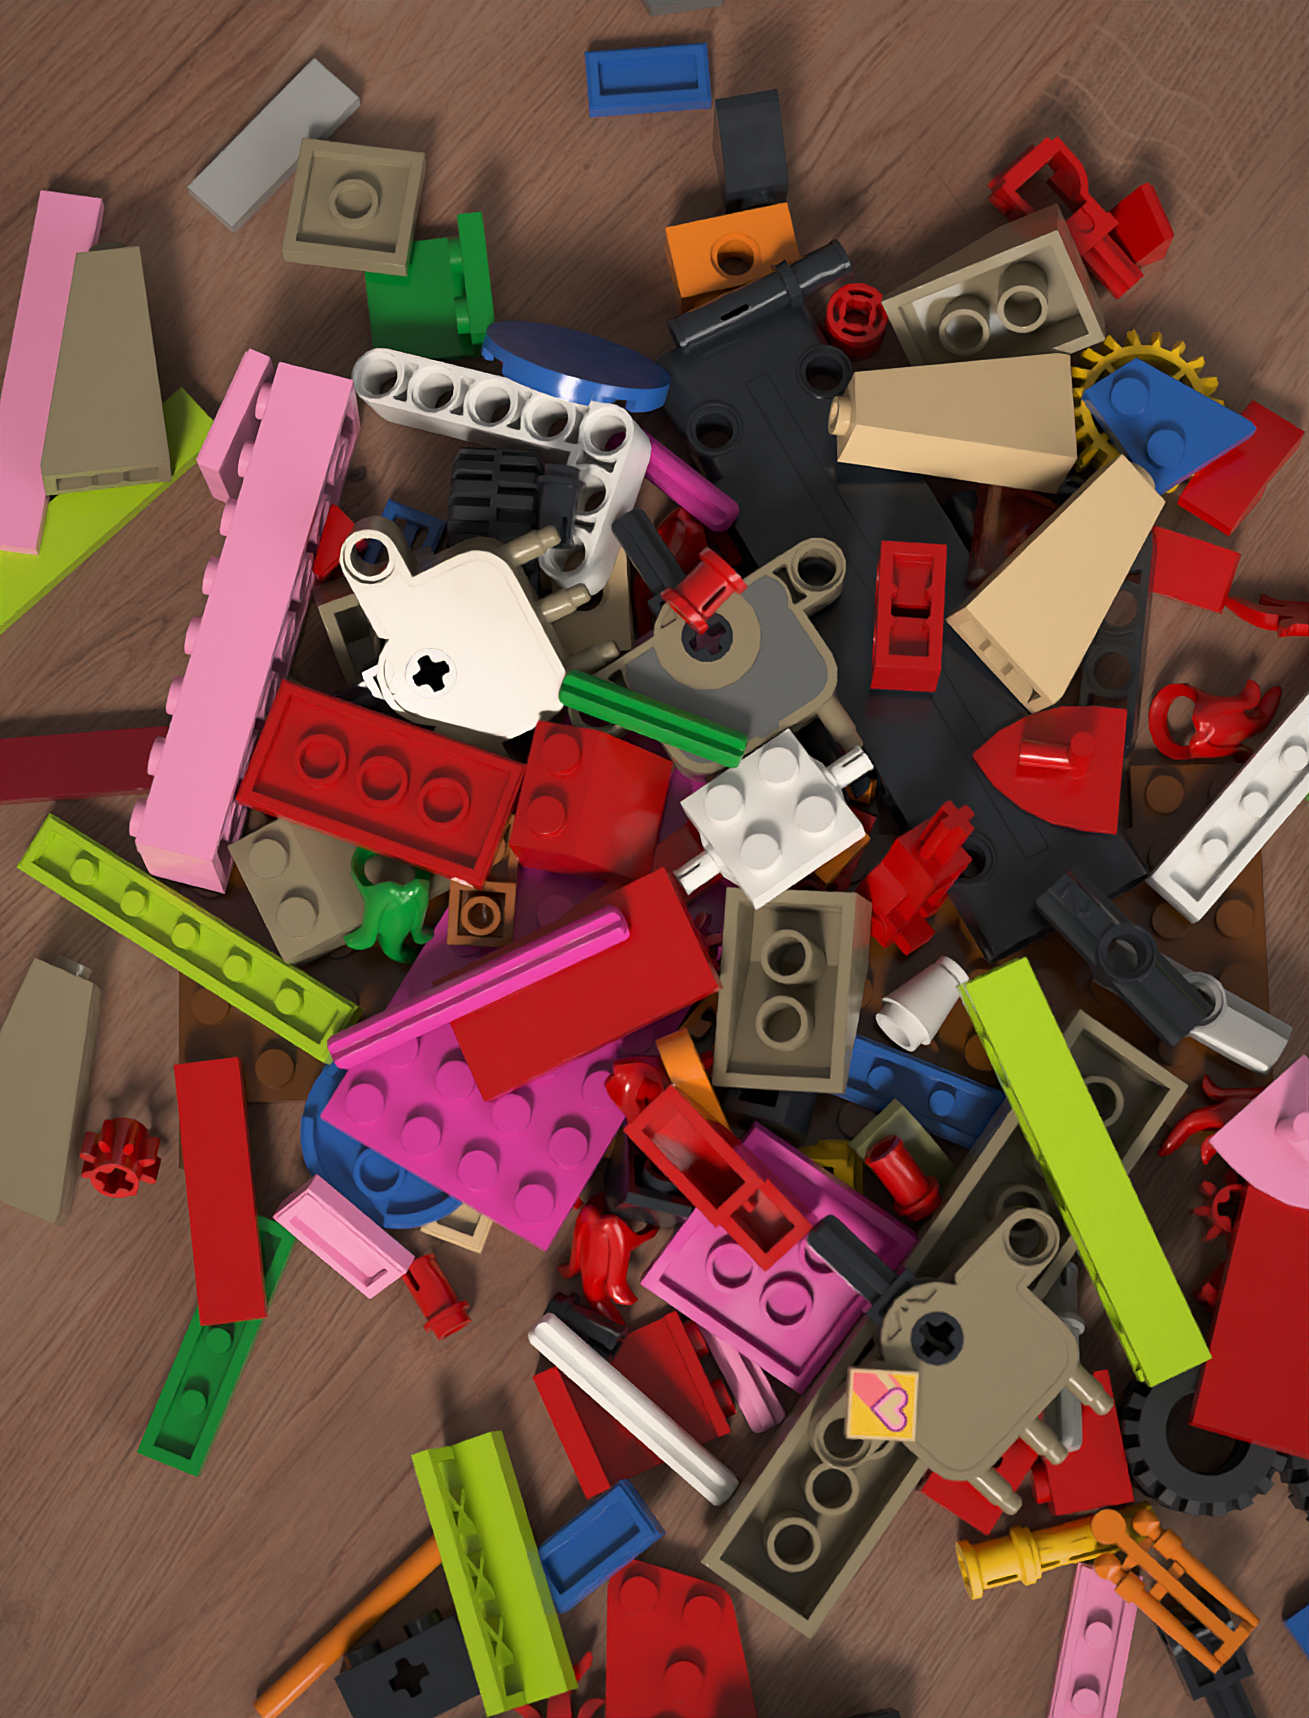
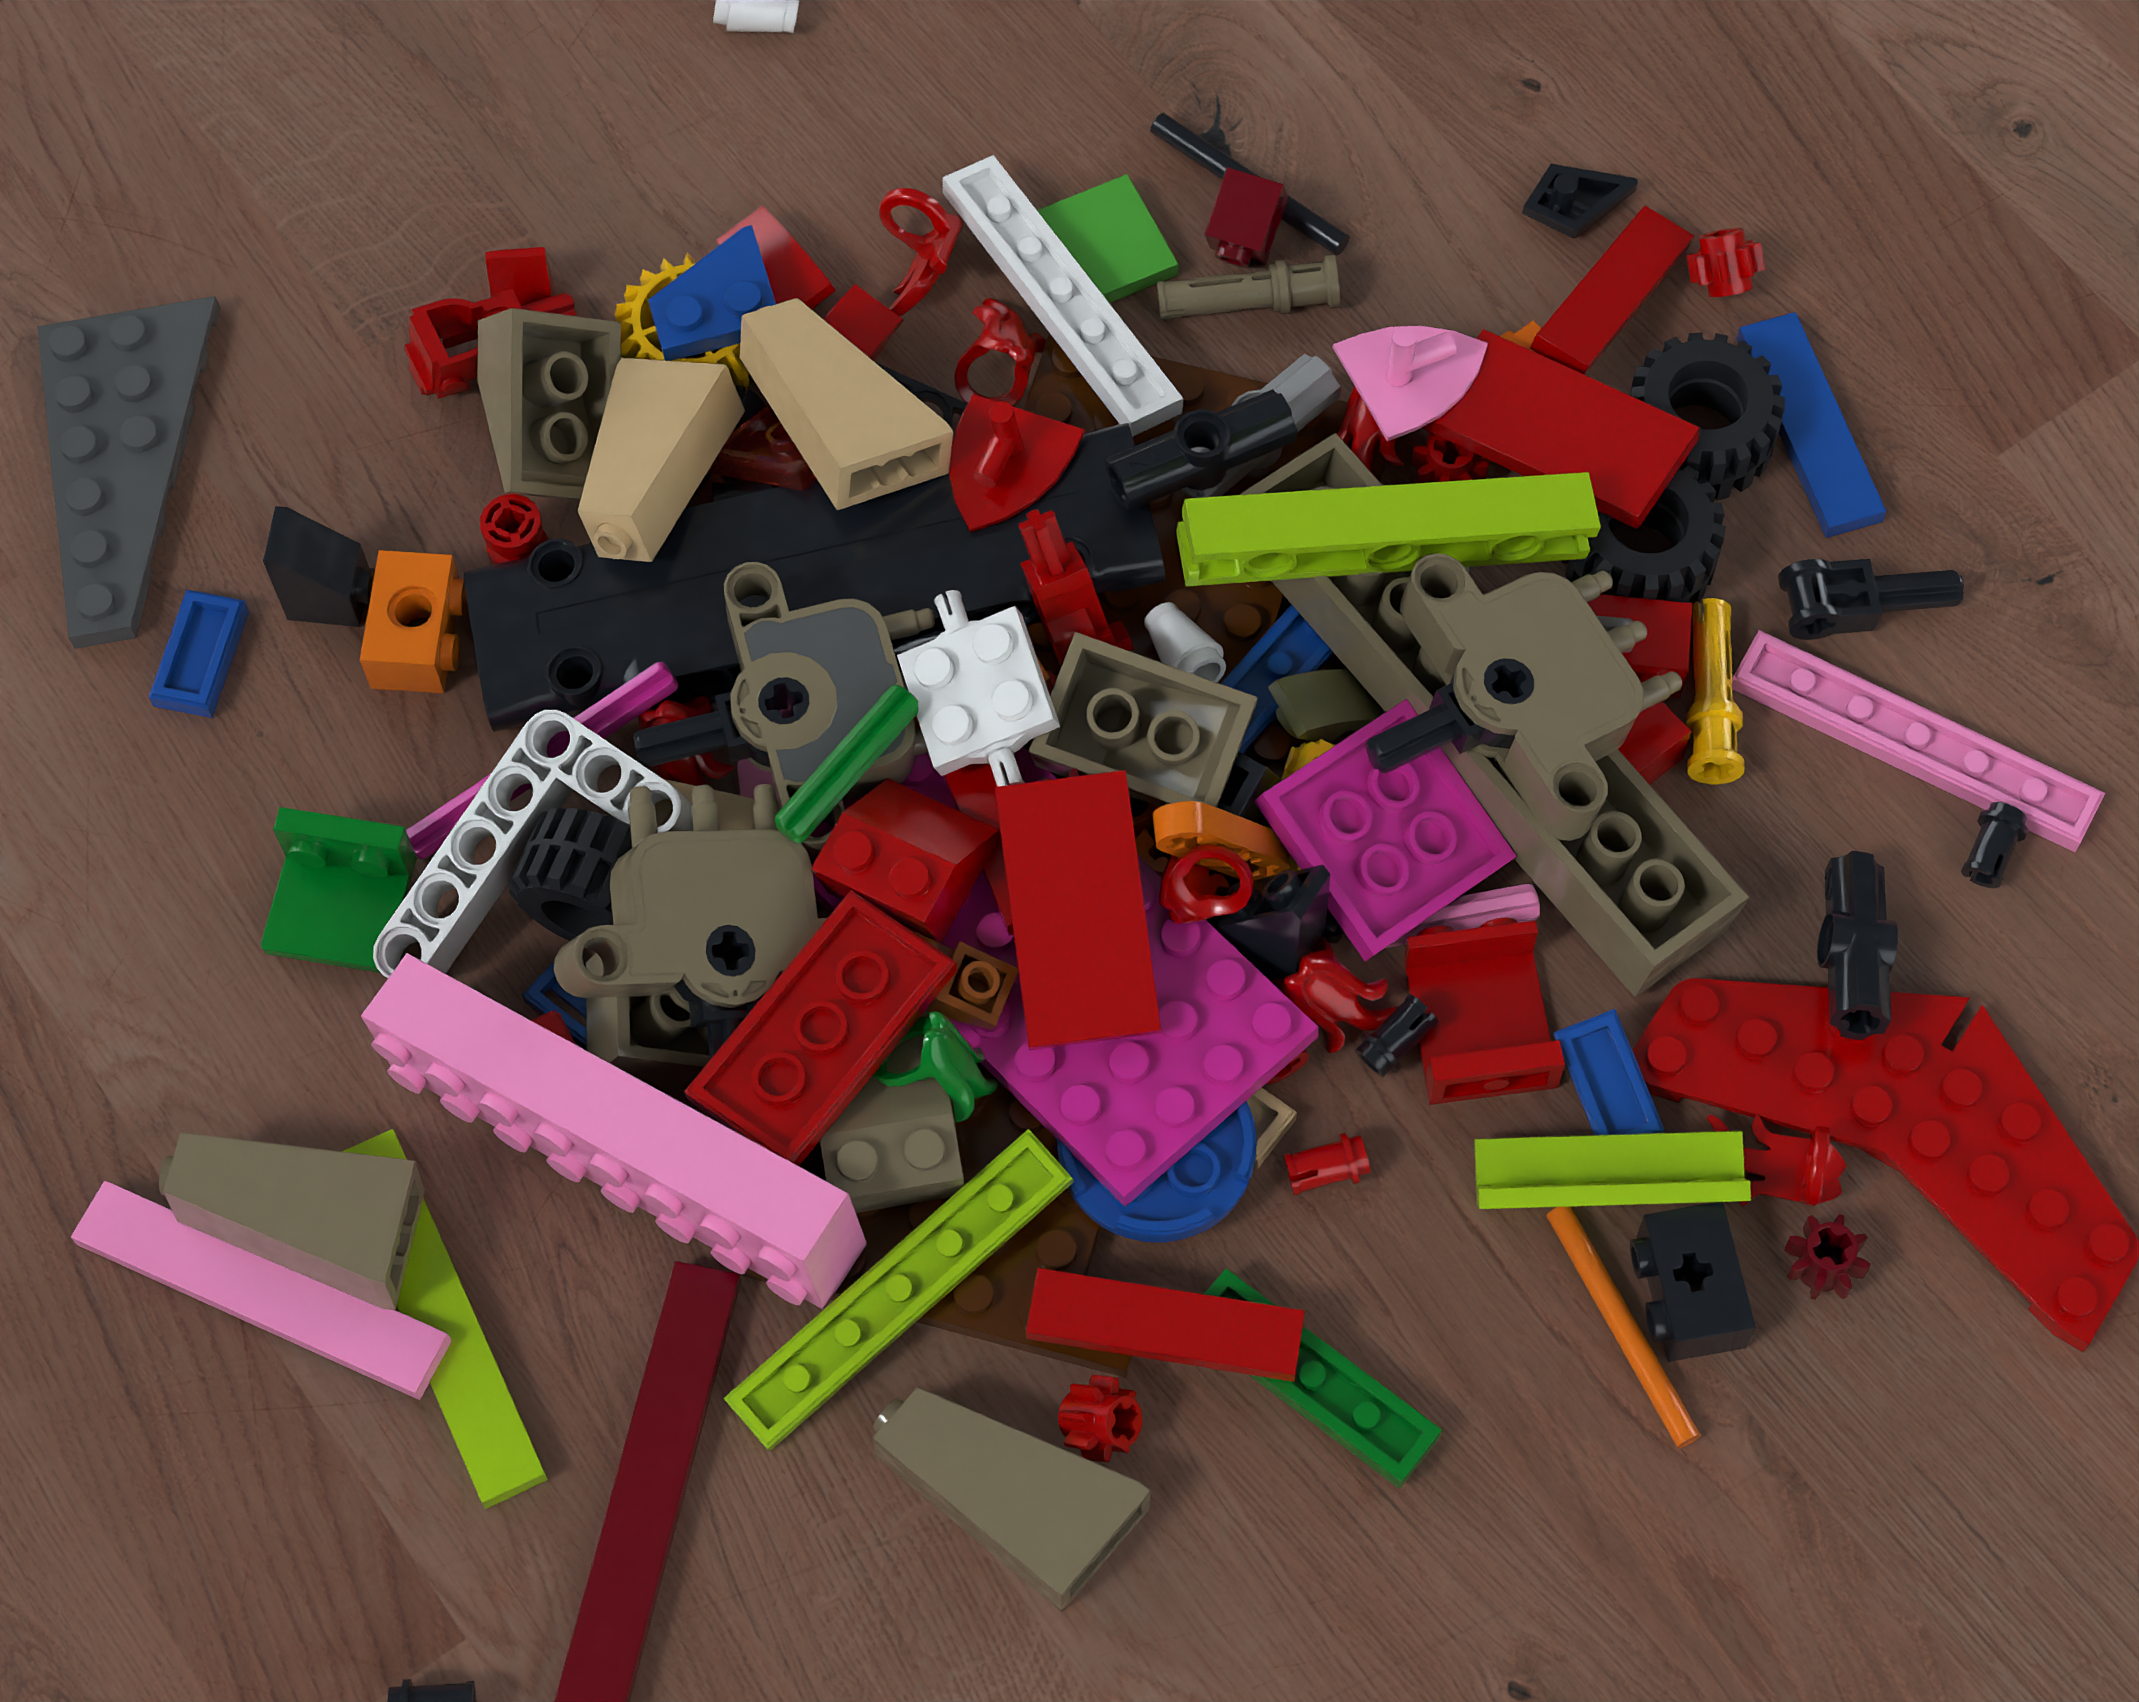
camera: 70 degrees left, 15 degrees down
(233, 426) = (402, 1095): bright pink tile -> none
(269, 147) = (119, 1006): light grey tile -> none
(343, 1236) = (1245, 1223): bright pink tile -> none
(354, 207) = (219, 936): dark tan plate -> none
(478, 987) = (1051, 997): dark pink axle -> none
(559, 500) = (600, 790): black pin -> none
(575, 365) = (469, 758): blue tile -> none
(633, 1409) = (1487, 1008): white axle -> none
(704, 590) = (742, 679): red bush -> none
(721, 1176) = (1303, 826): red slope -> none
(776, 289) = (462, 571): black pin -> none
(881, 1403) = (1556, 739): tile -> none
(908, 616) = (825, 532): red brick -> none
(911, 1189) = (1358, 695): red pin -> none
(1110, 1527) = (1711, 629): orange piece -> none

